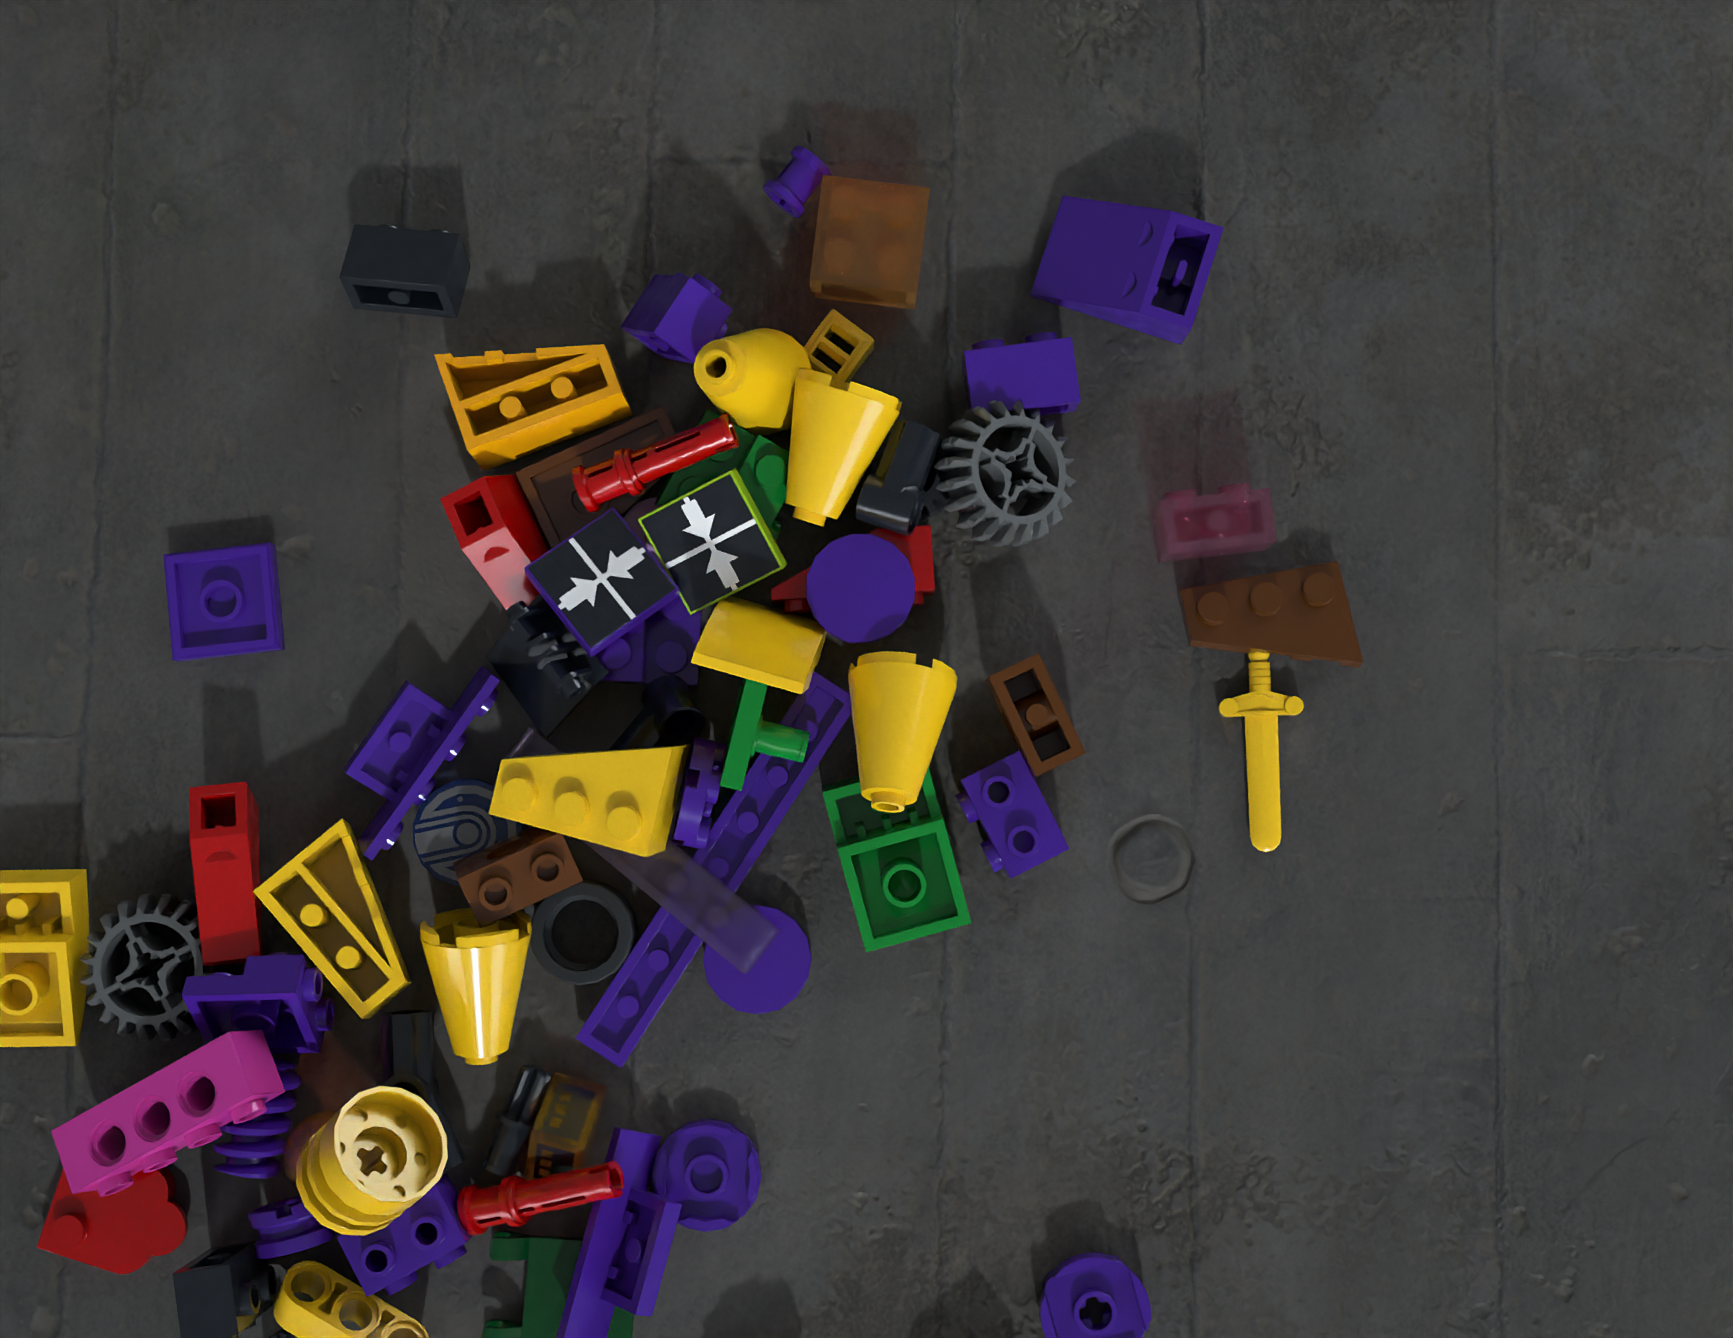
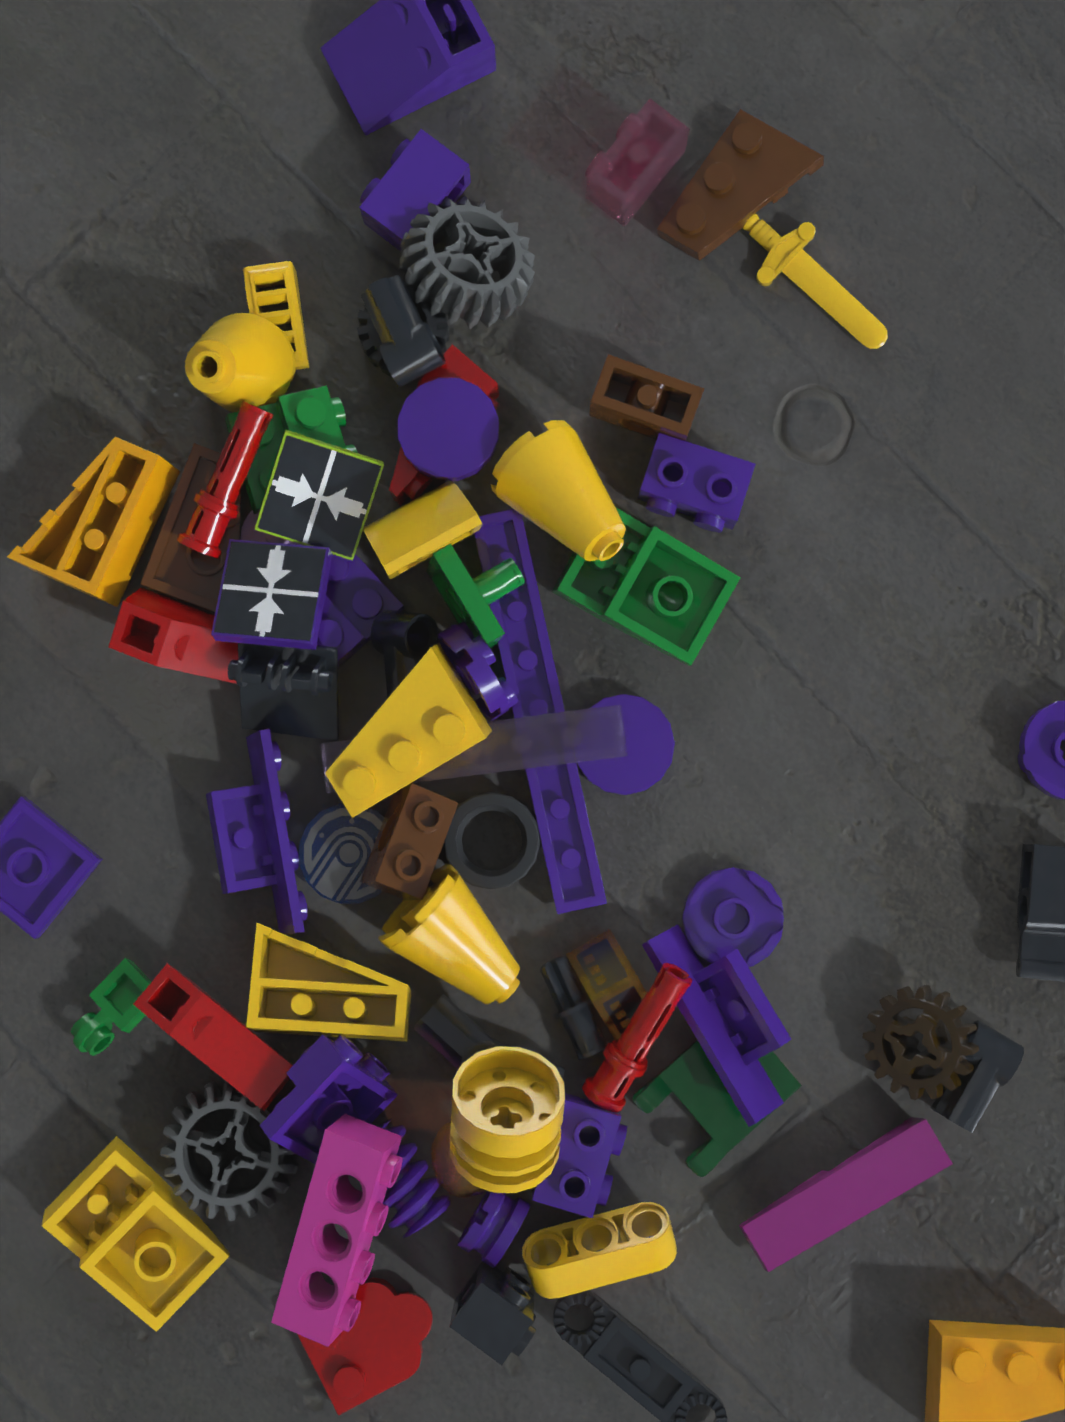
camera: 40 degrees left, 0 degrees up
(186, 767) = (116, 999): none -> green plate
(678, 316) = (145, 372): dark purple brick -> none
(796, 181) = (134, 209): dark purple bush -> none
(833, 442) = (332, 348): yellow cone -> none
(869, 242) = (223, 200): clear orange piece -> none

